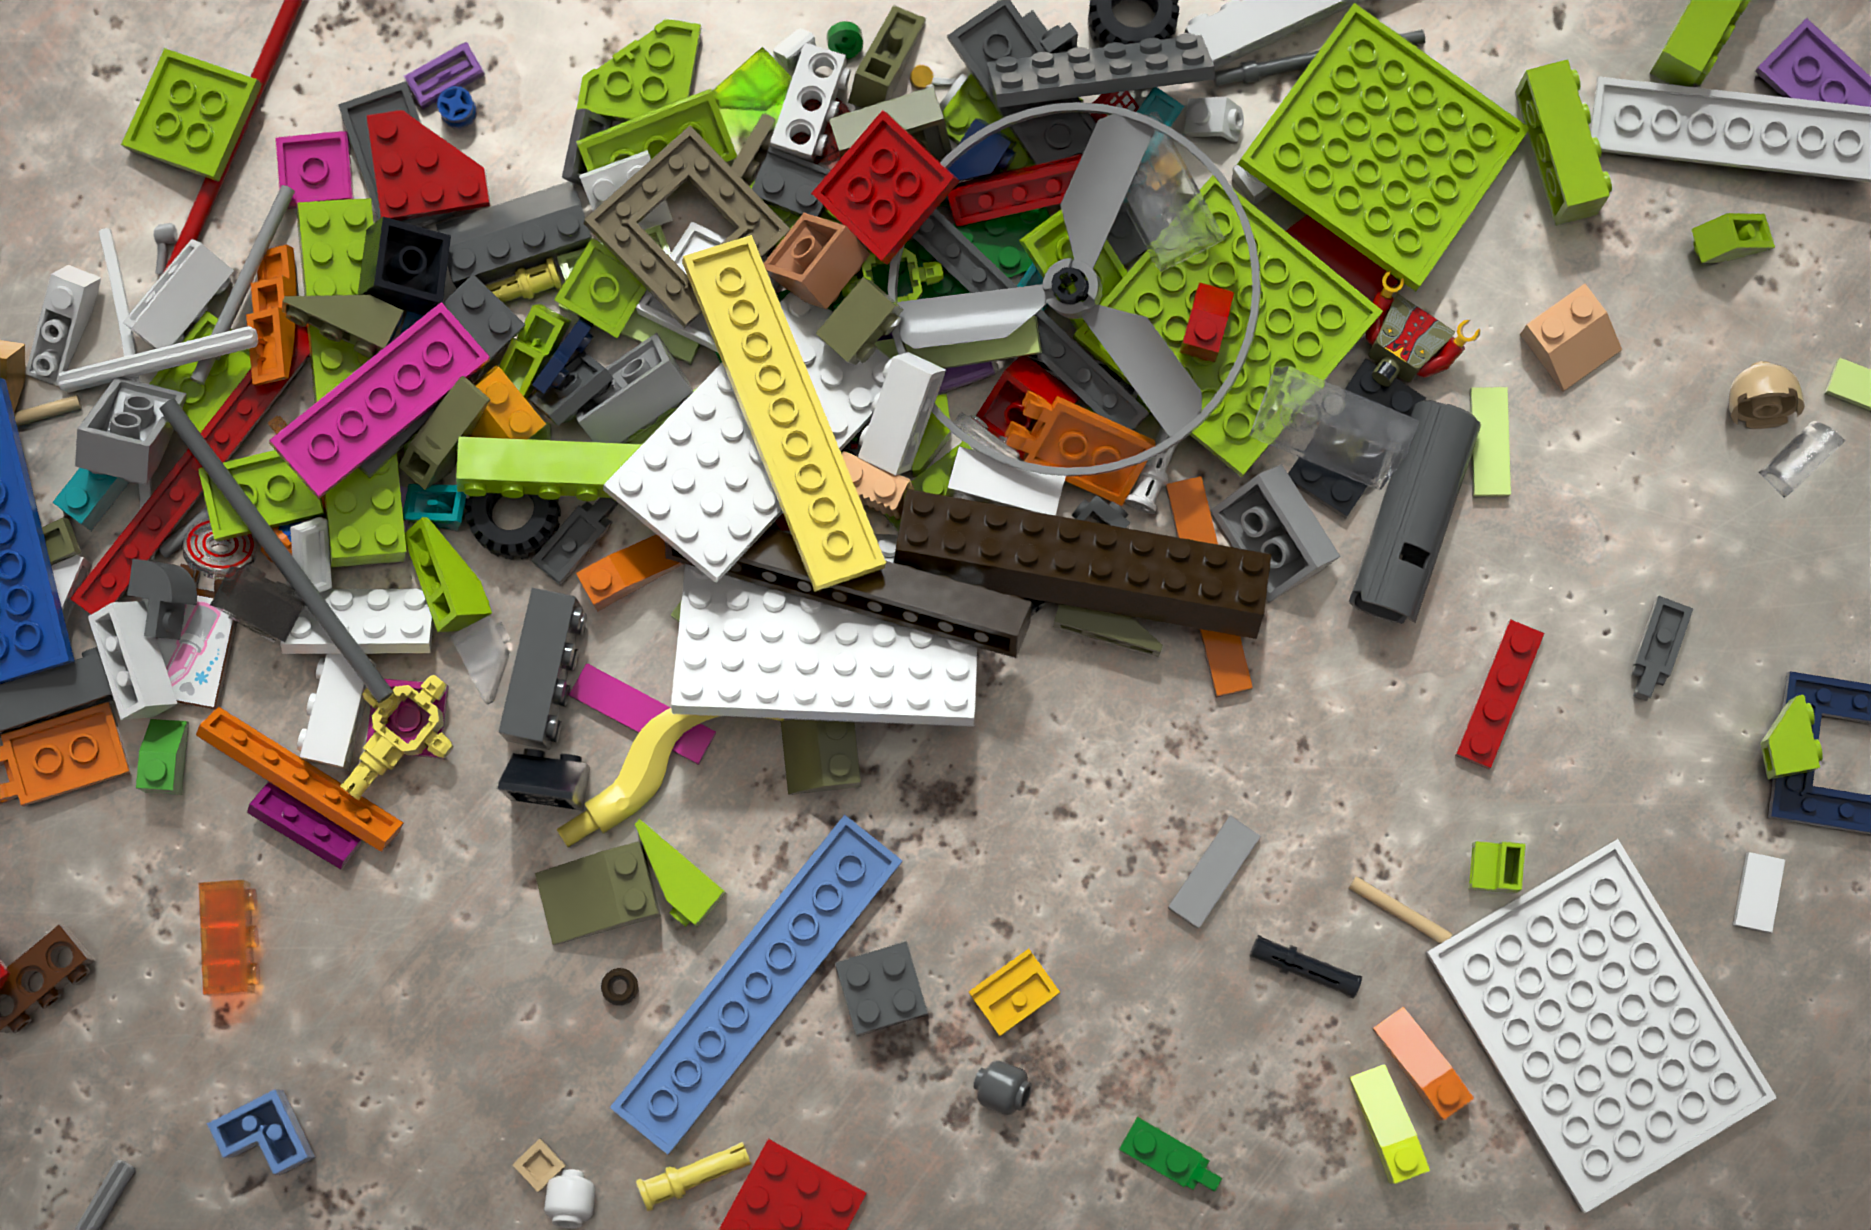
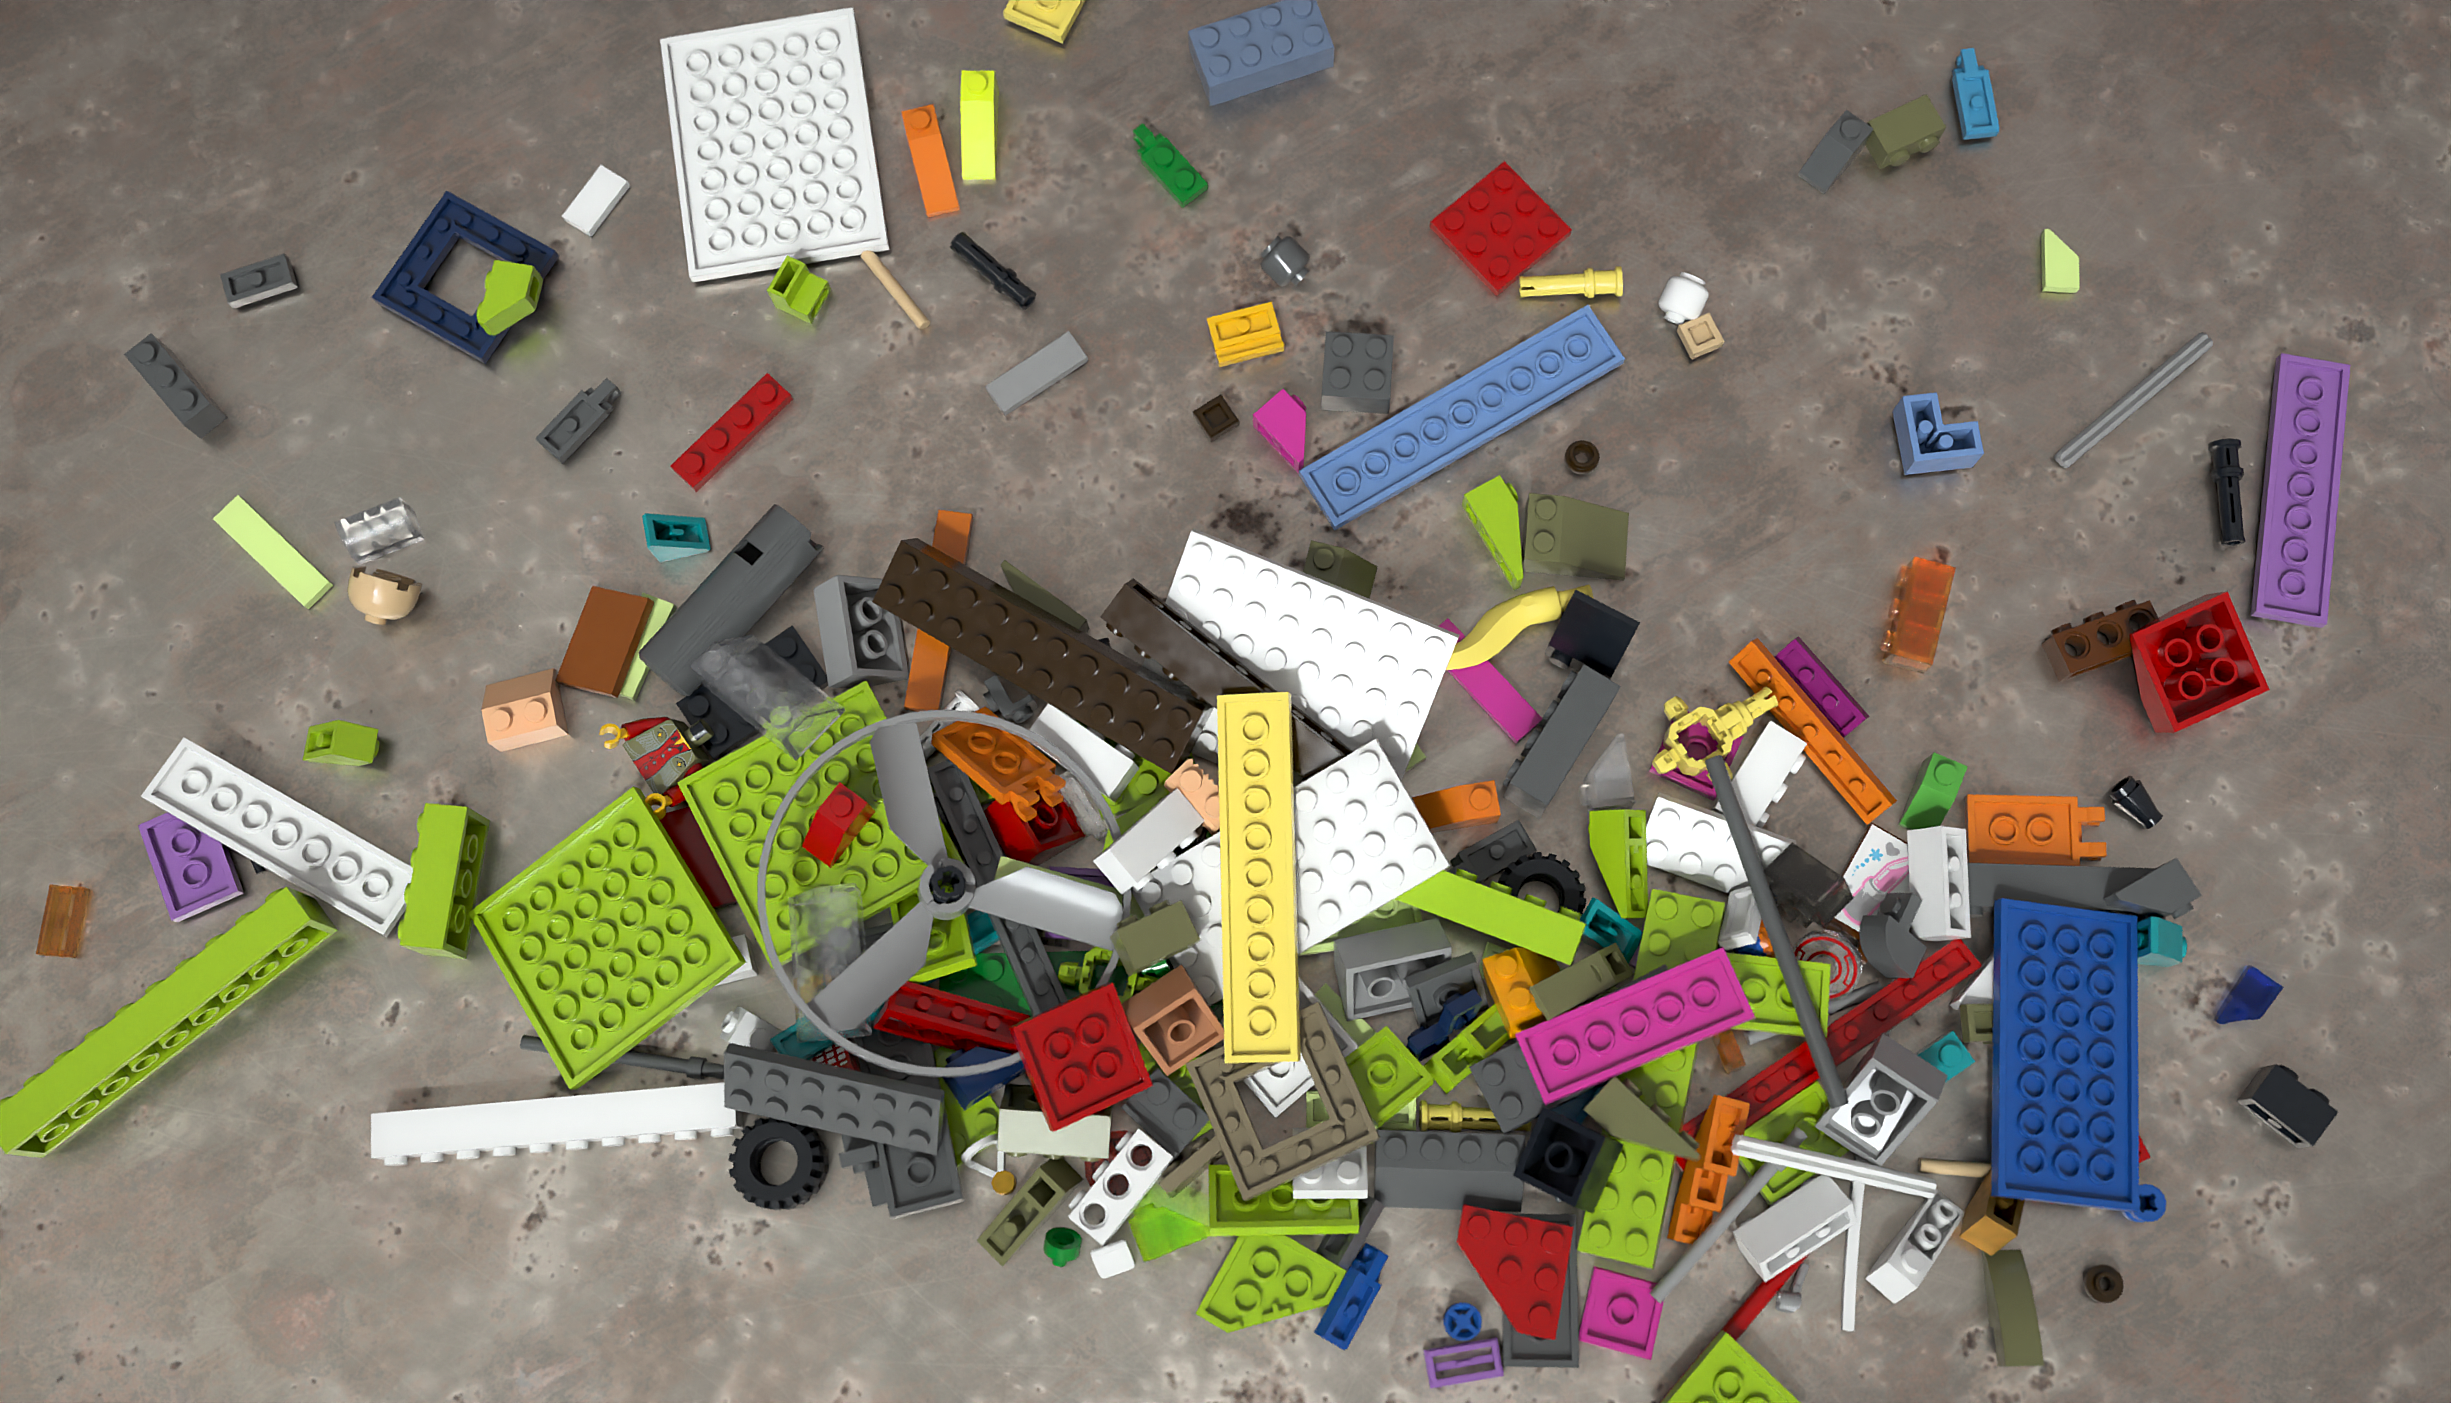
camera: 155 degrees left, 5 degrees down
(563, 91) = (1352, 1298): none -> blue hinge
(933, 903) = (1284, 426): none -> dark pink slope
(1010, 892) = (1216, 418): none -> dark brown tile
(1503, 562) = (675, 536): none -> teal slope
(1524, 431) = (604, 641): none -> dark orange tile

